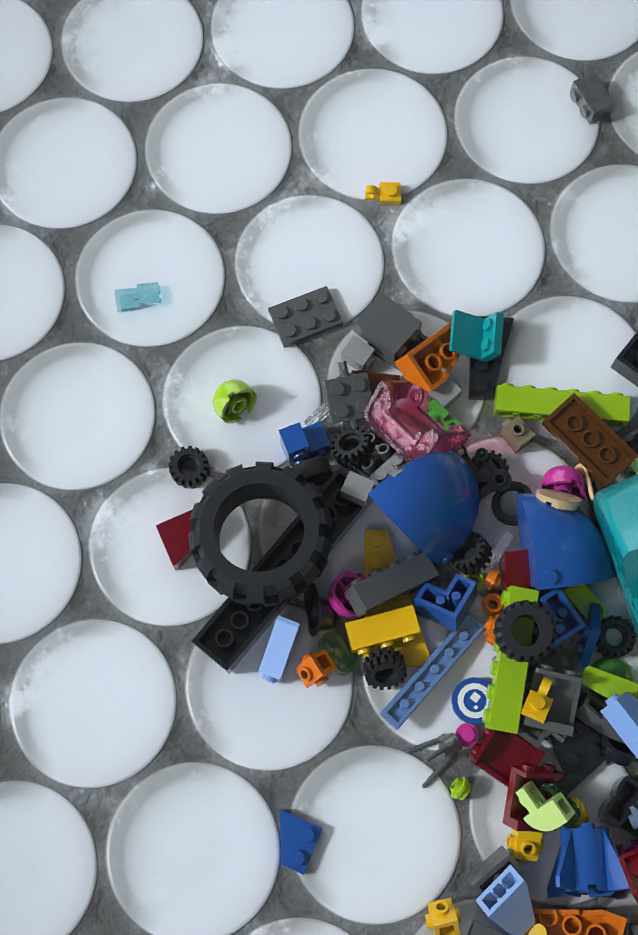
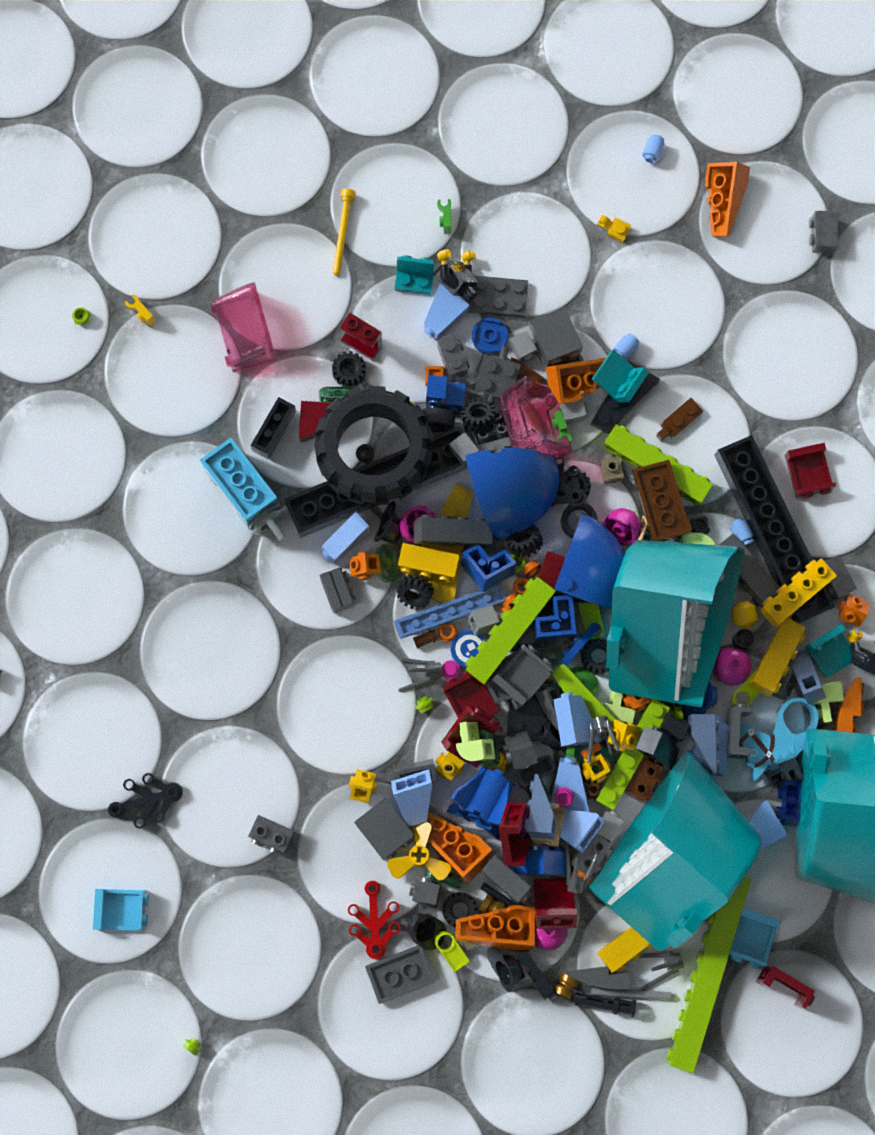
camera: 20 degrees right, 5 degrees up
(55, 479) = (243, 328): none -> clear pink windscreen
(97, 292) = (347, 197): none -> yellow piece
(137, 298) = (377, 217): clear light blue slope -> none
(140, 569) = (273, 428): none -> black brick
(142, 652) = (244, 488): none -> medium azure piece
(185, 425) = (361, 336): none -> dark red panel
(186, 500) = (329, 393): none -> clear green plate
(207, 336) = (414, 275): none -> teal bracket
(210, 267) = (445, 220): none -> bright green plate
(233, 399) = (408, 334): lime cylinder -> none
(251, 540) = (365, 447): none -> black plate
(252, 315) = (456, 275): none -> black torso
(258, 357) = (444, 313): none -> light blue slope
(278, 424) = (433, 370): none -> orange tile
(291, 400) = (452, 357): none -> flat silver brick
(297, 841) = (288, 680): blue wing -> none
(299, 710) = (337, 590): none -> dark grey brick
(317, 360) = (489, 336): none -> blue tile
(381, 99) = (653, 149): none -> light blue brick
(422, 714) = (425, 638): none -> reddish brown pin
(448, 695) = (442, 628): none -> orange plate
(463, 300) = (627, 346): none -> light blue brick
(474, 105) = (726, 190): none -> orange wedge
(474, 662) = (483, 620): none -> light grey brick
(537, 703) = (511, 670): yellow plate -> none
(545, 625) = (527, 595): black tyre -> none
(556, 348) = (679, 419): none -> reddish brown hinge
(559, 499) = (610, 533): tan tile -> none
(594, 787) = (519, 750): none -> flat silver brick

